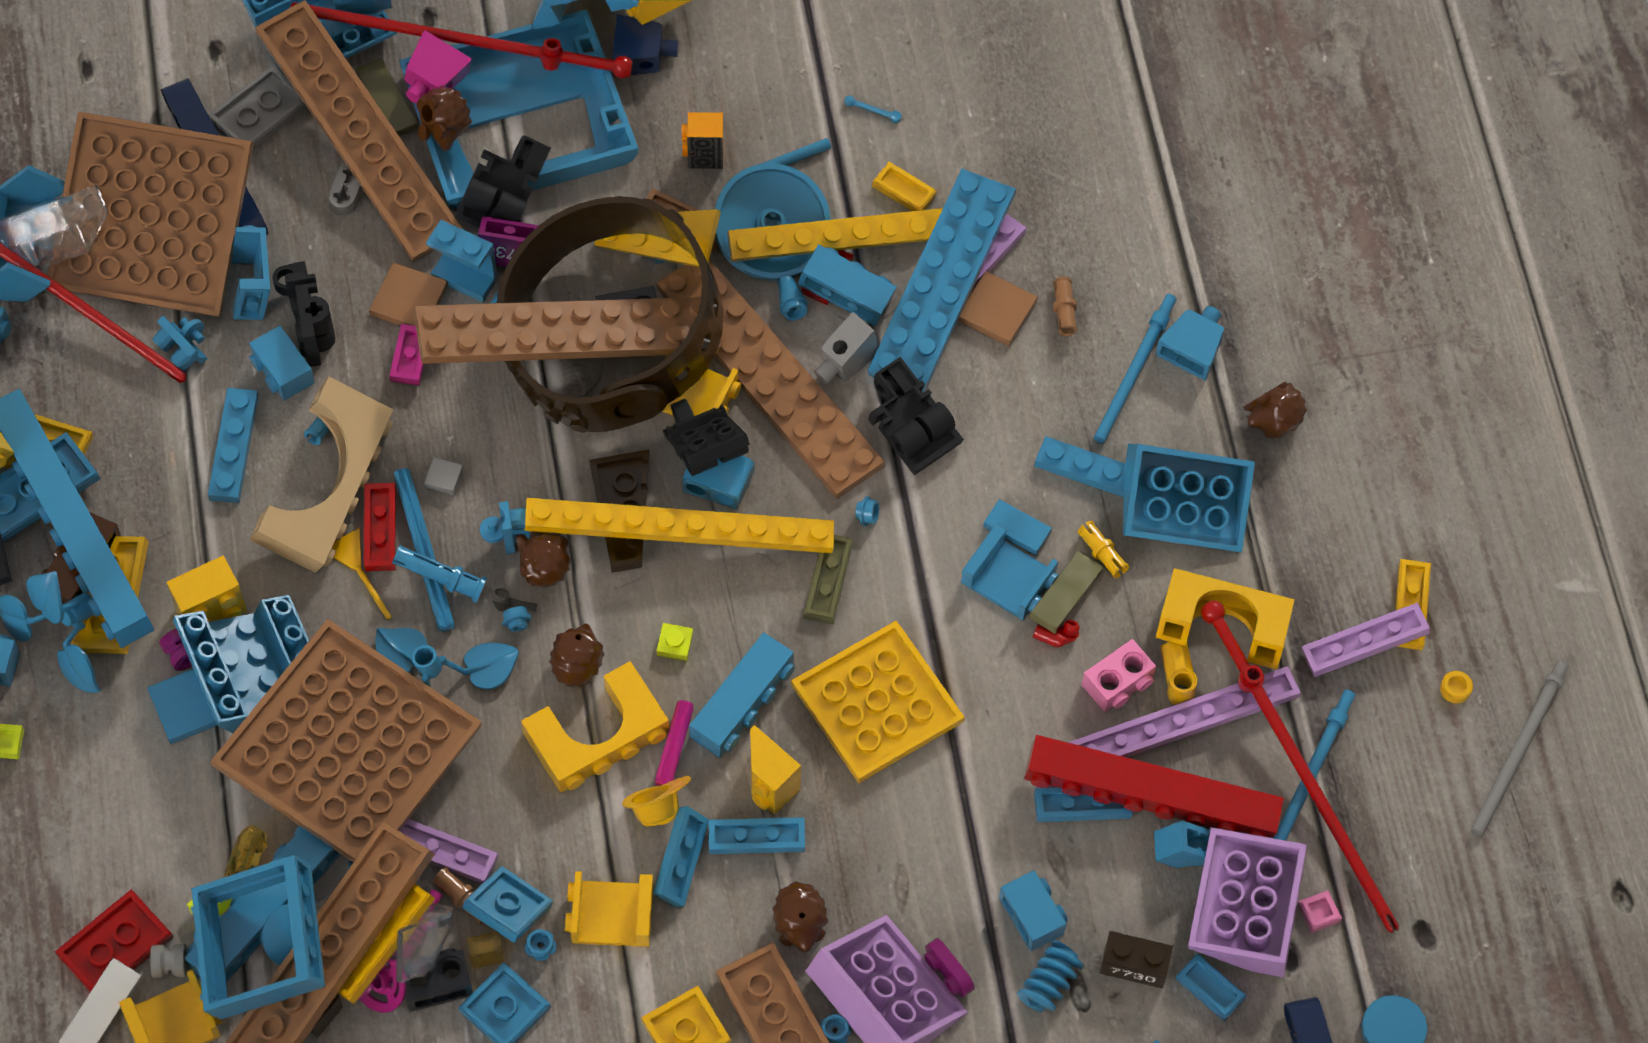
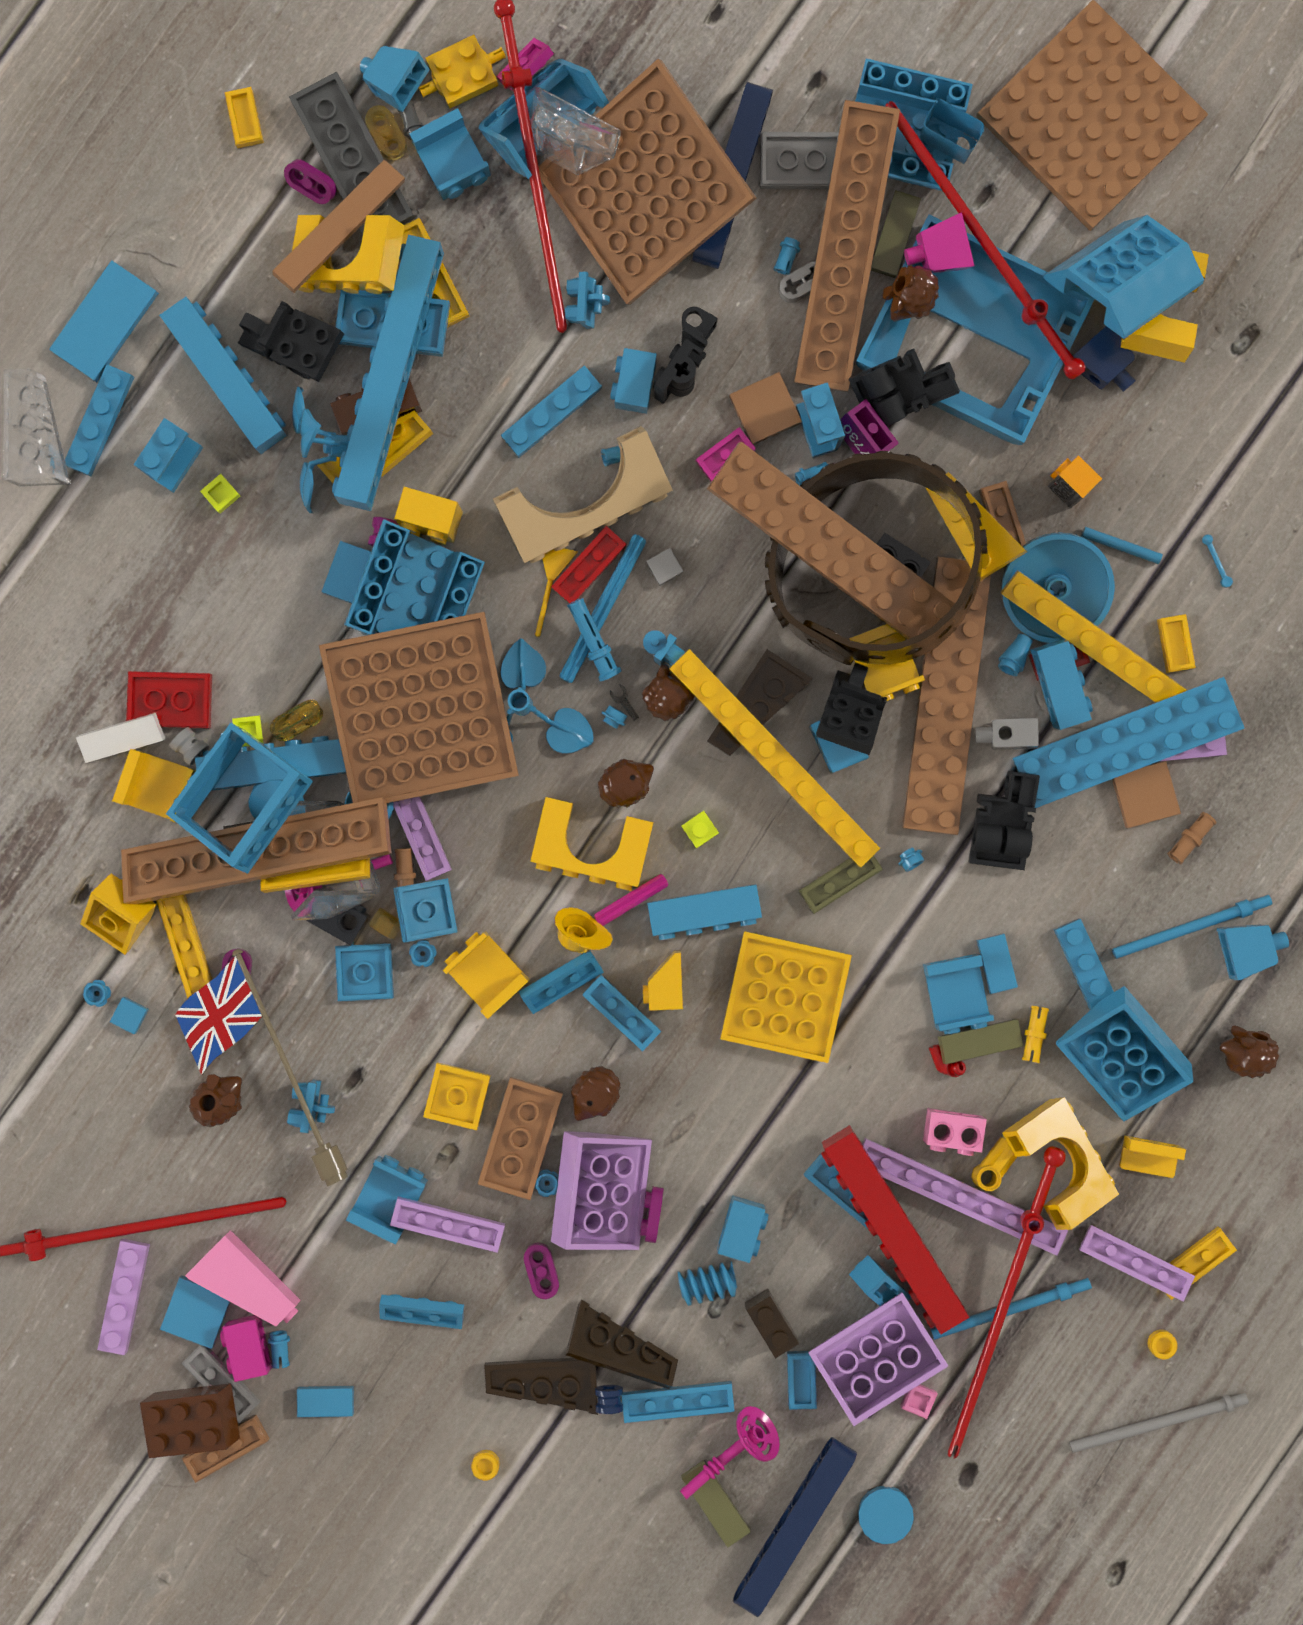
camera: 40 degrees right, 25 degrees up
(251, 294) = (659, 317): dark azure panel -> none
(313, 175) = (787, 254): none -> dark azure pin
(1289, 556) = (1150, 1156): none -> yellow panel

